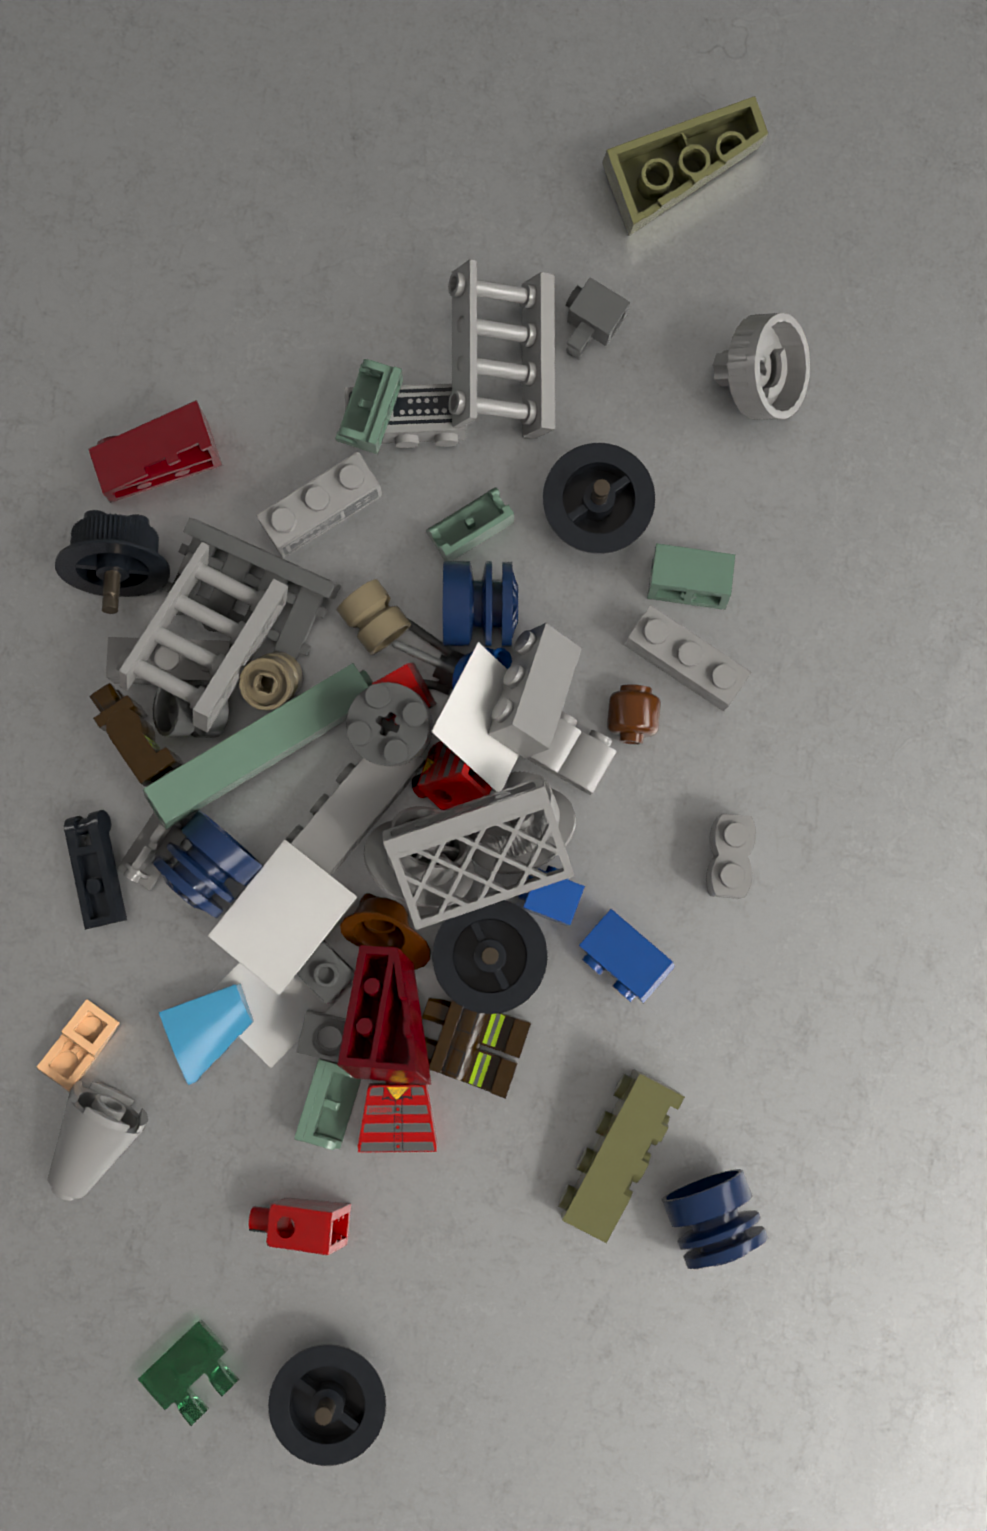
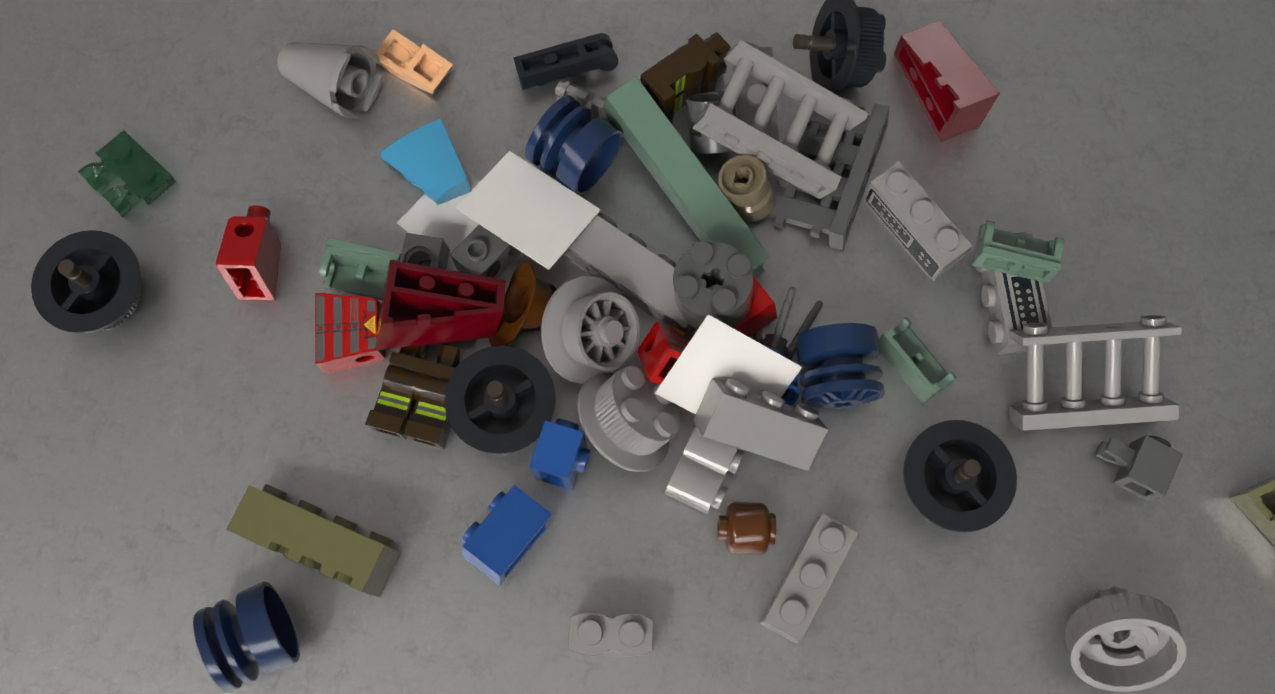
camera: 90 degrees right, 10 degrees down
(377, 621) = (822, 271): dark tan wheel -> none
(465, 820) = (627, 362): light grey fence -> none
(691, 576) = (892, 578): sand green hinge -> none

